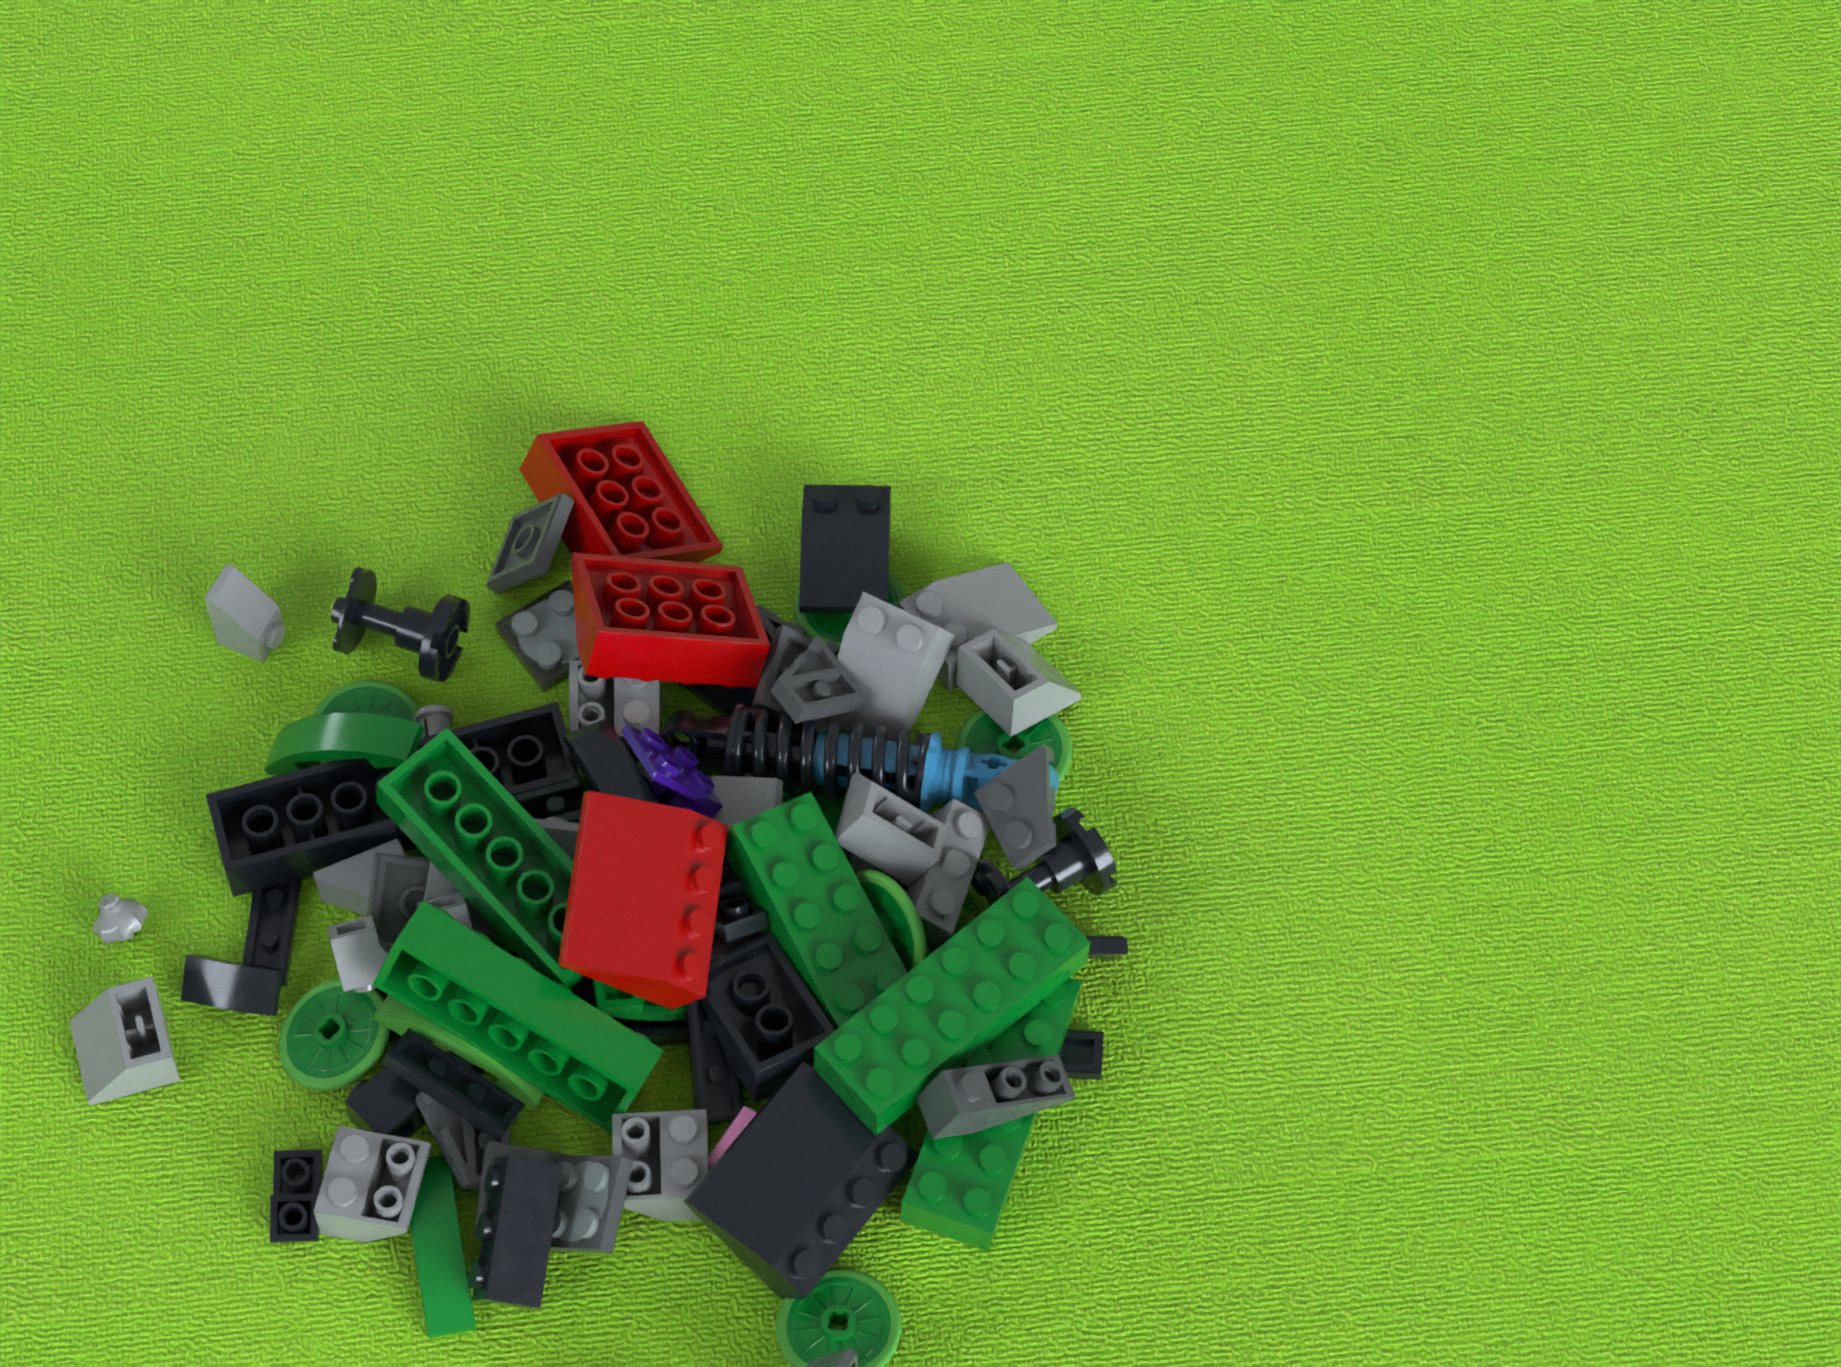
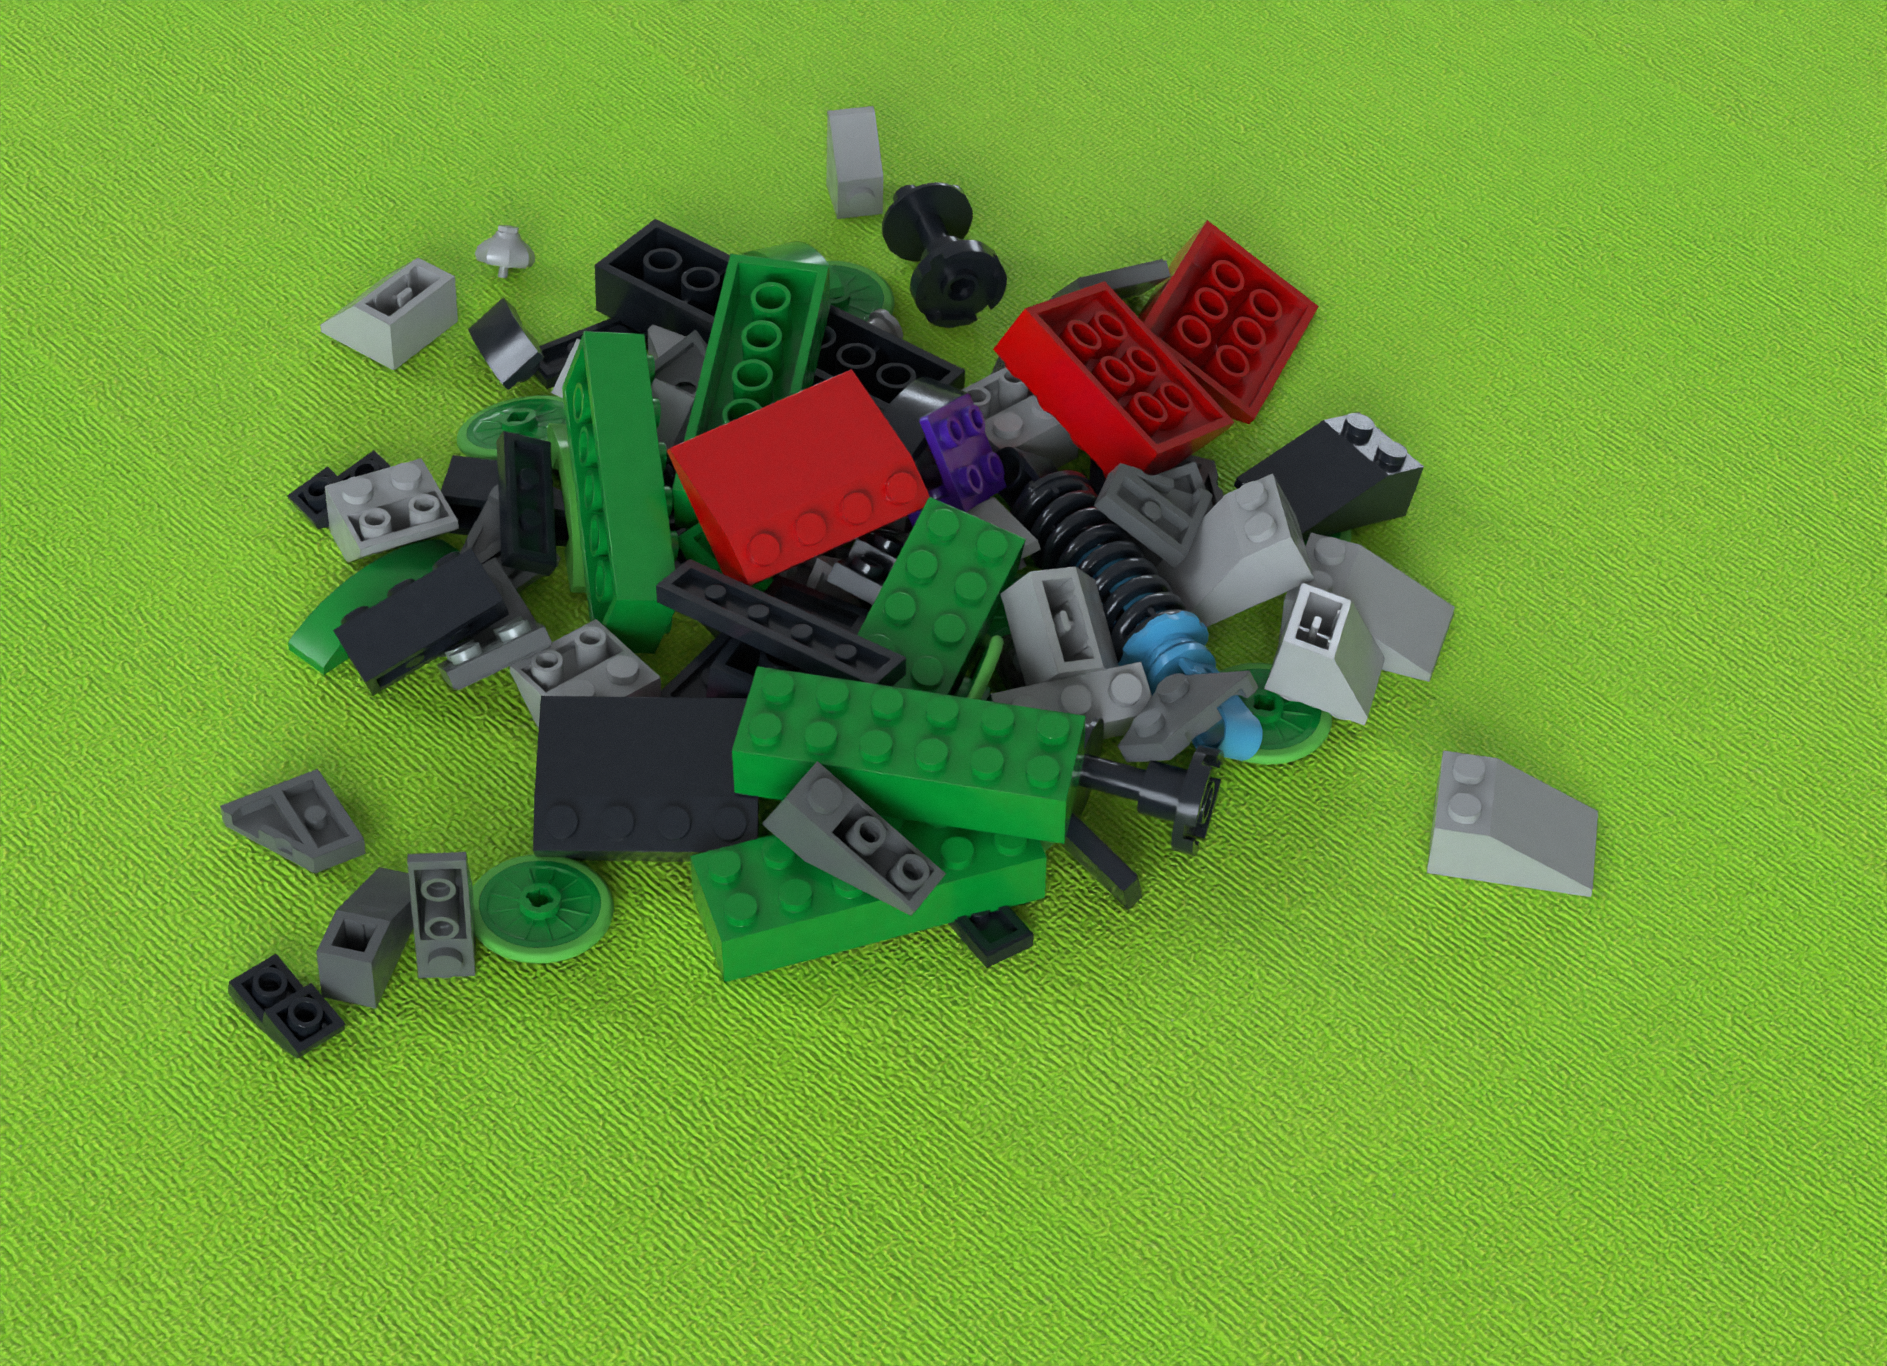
camera: 50 degrees right, 15 degrees down
(767, 1006) = (777, 627): none -> black plate
(1233, 685) = (1509, 828): none -> light grey slope

